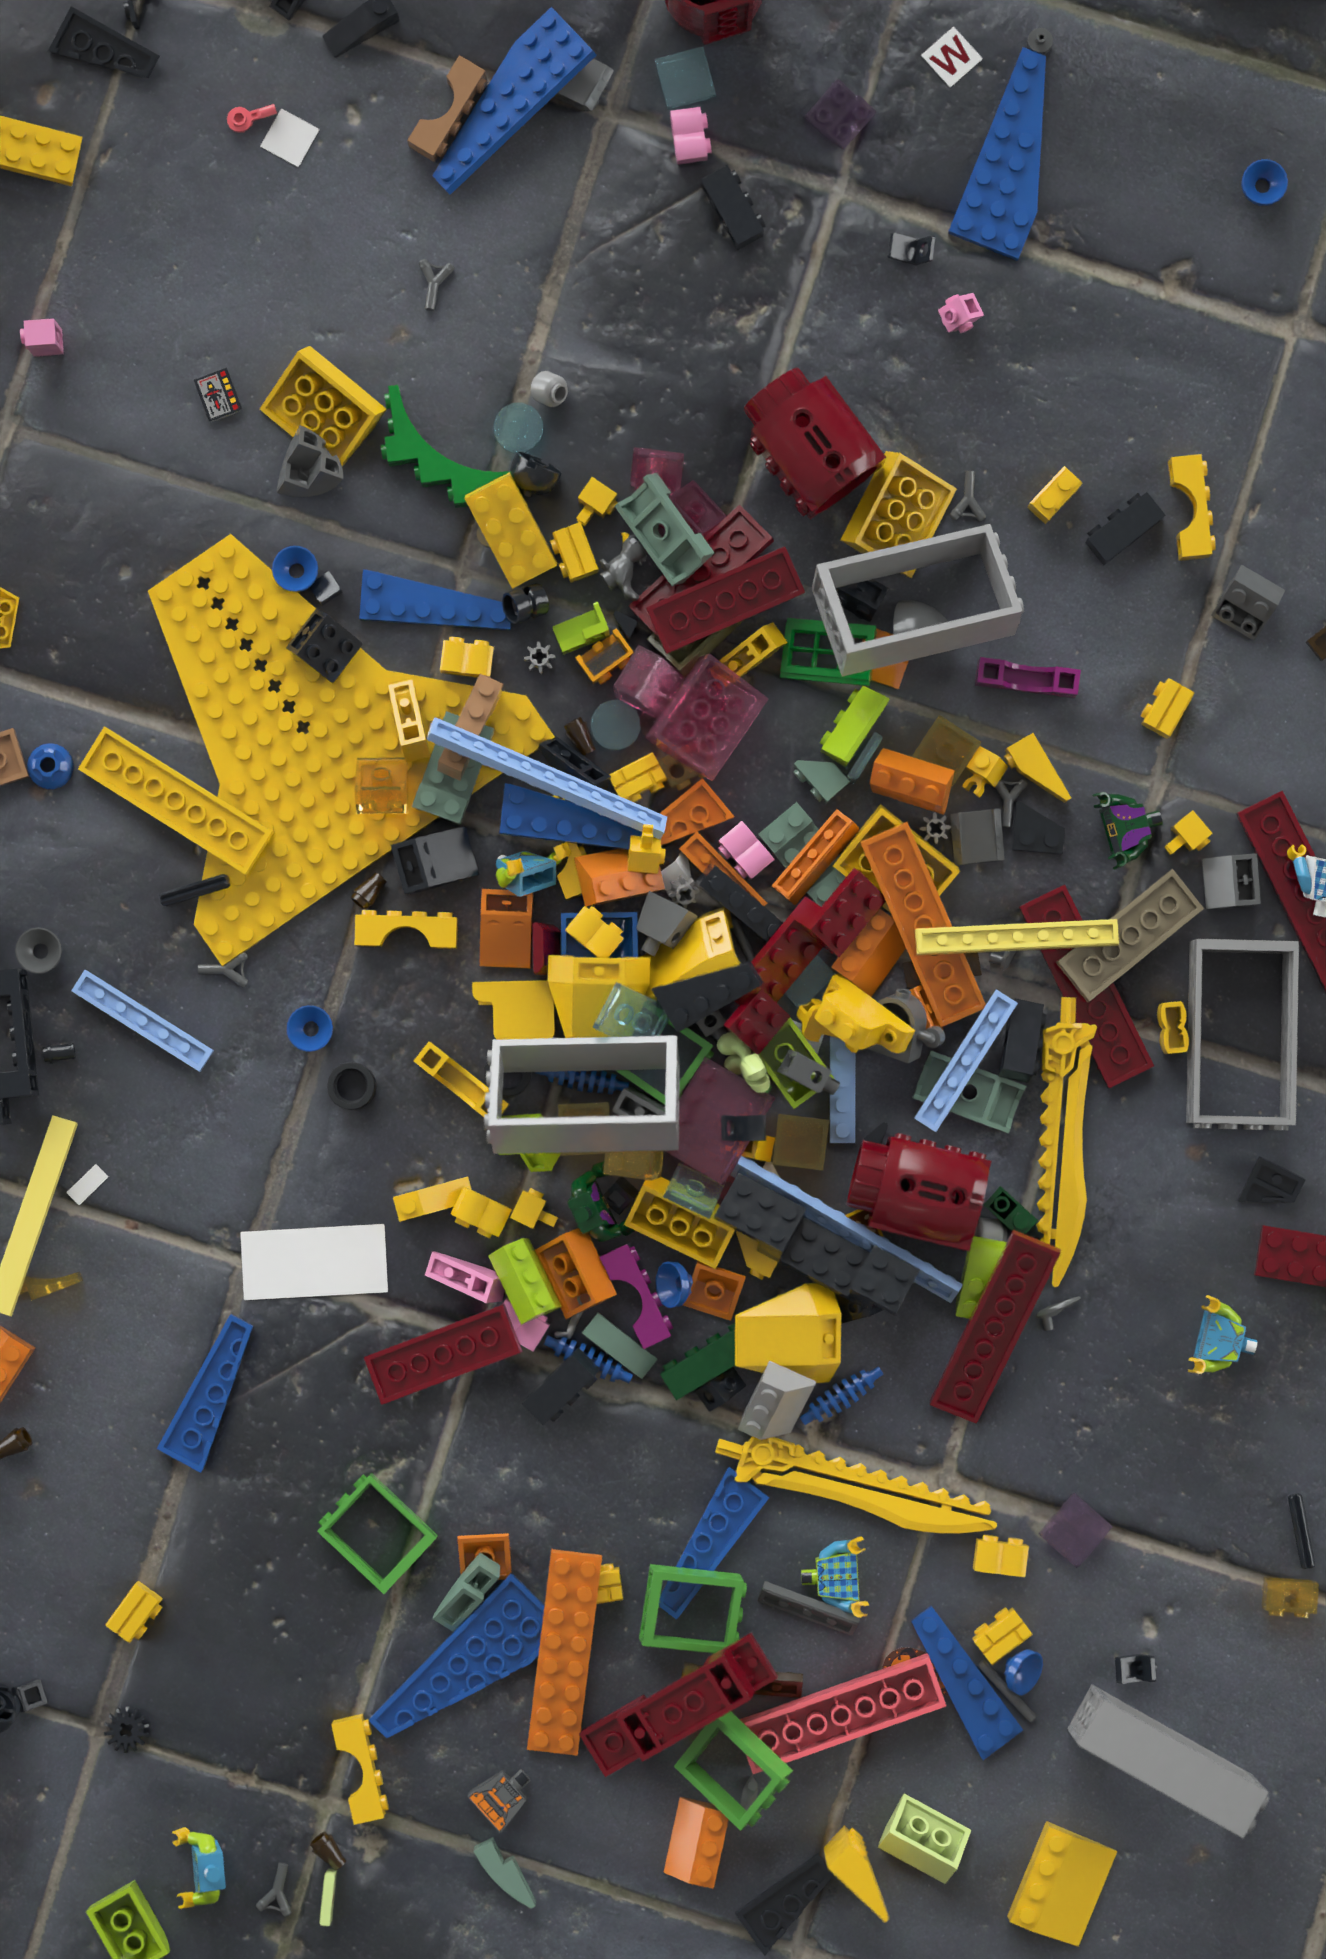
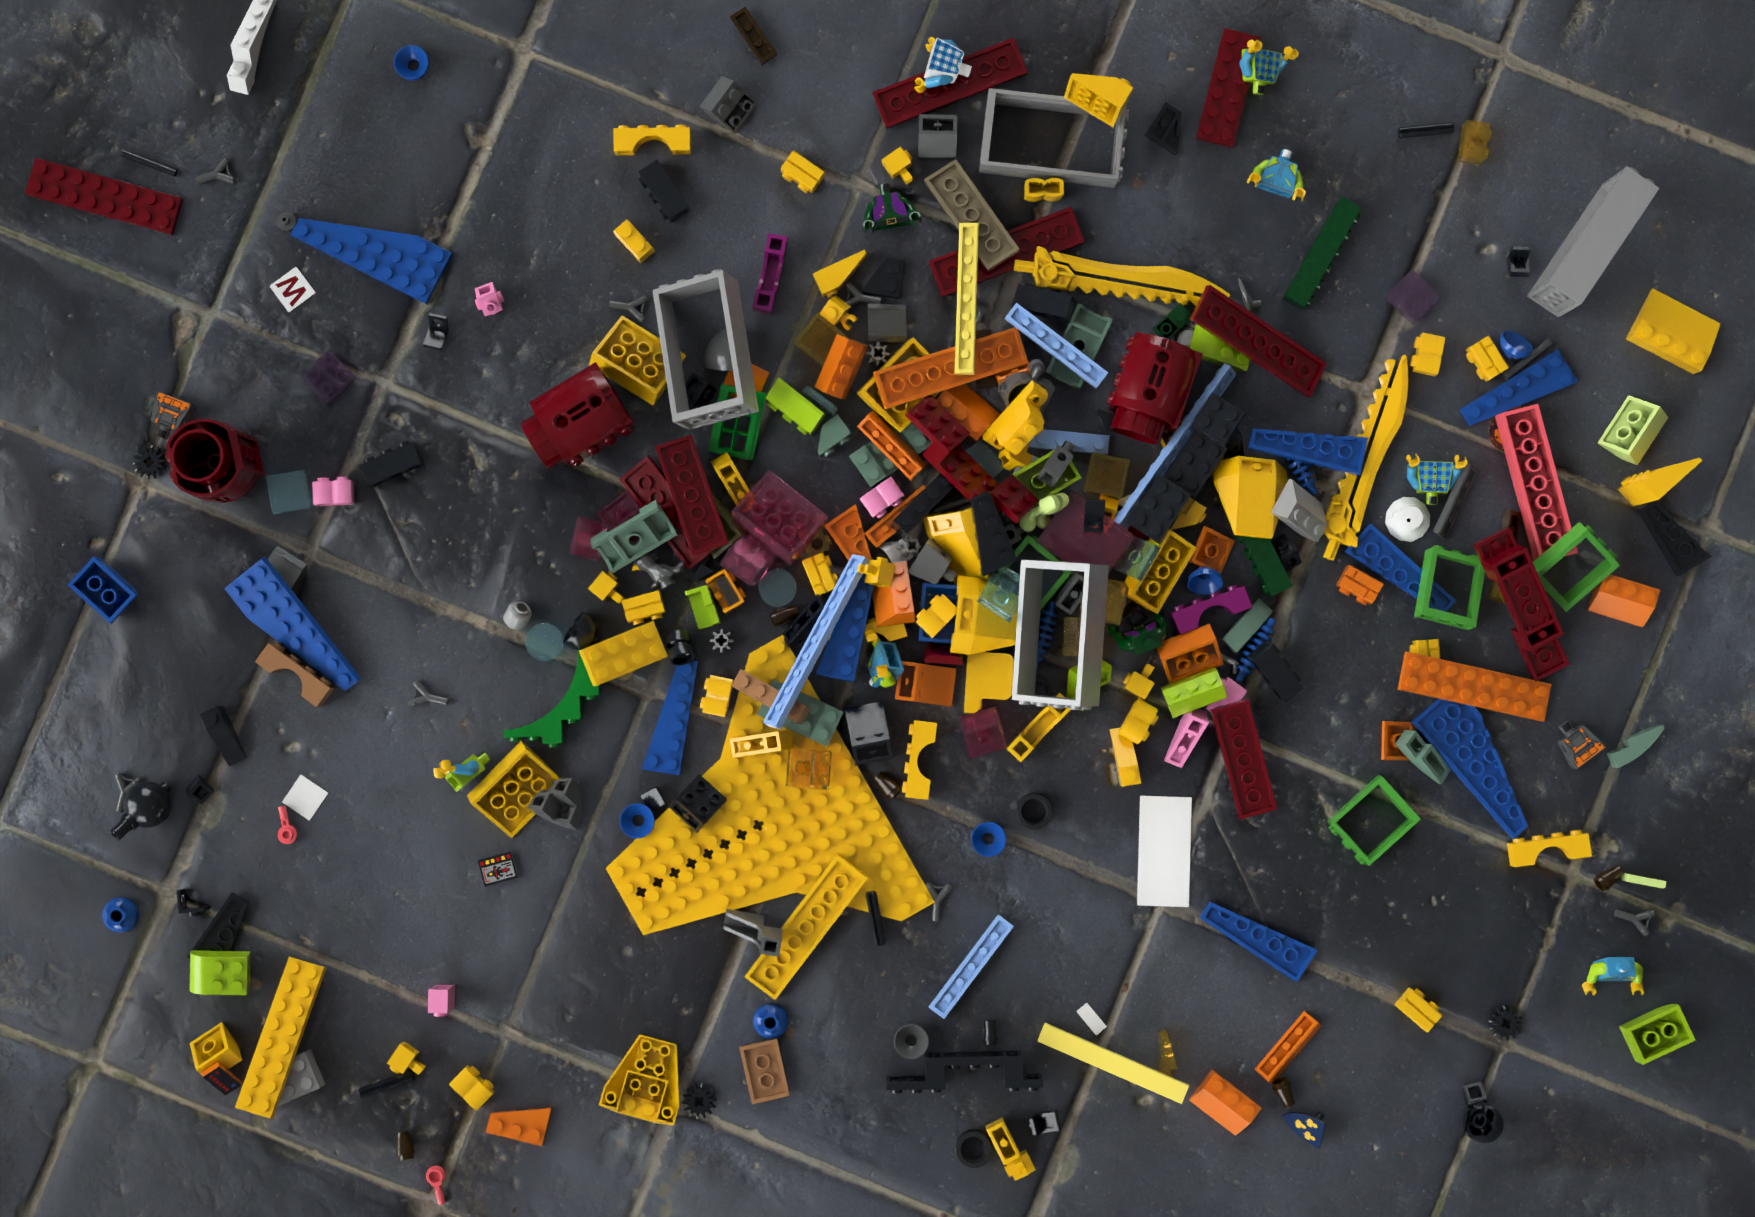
camera: 80 degrees left, 0 degrees up
(54, 50) = (220, 972): none -> lime brick
(71, 1445) = (1288, 1047): none -> orange slope
(167, 730) = (751, 927): none -> dark grey arch
(336, 337) = (463, 773): none -> torso
(448, 1009) = (983, 732): none -> clear pink slope
(685, 1490) = (1359, 585): none -> orange brick
(792, 1549) = (1399, 513): none -> white hat
(859, 1429) = (1326, 450): none -> blue wing
(1122, 1404) = (1322, 252): none -> dark green brick
(1296, 1088) = (1099, 95): none -> yellow slope

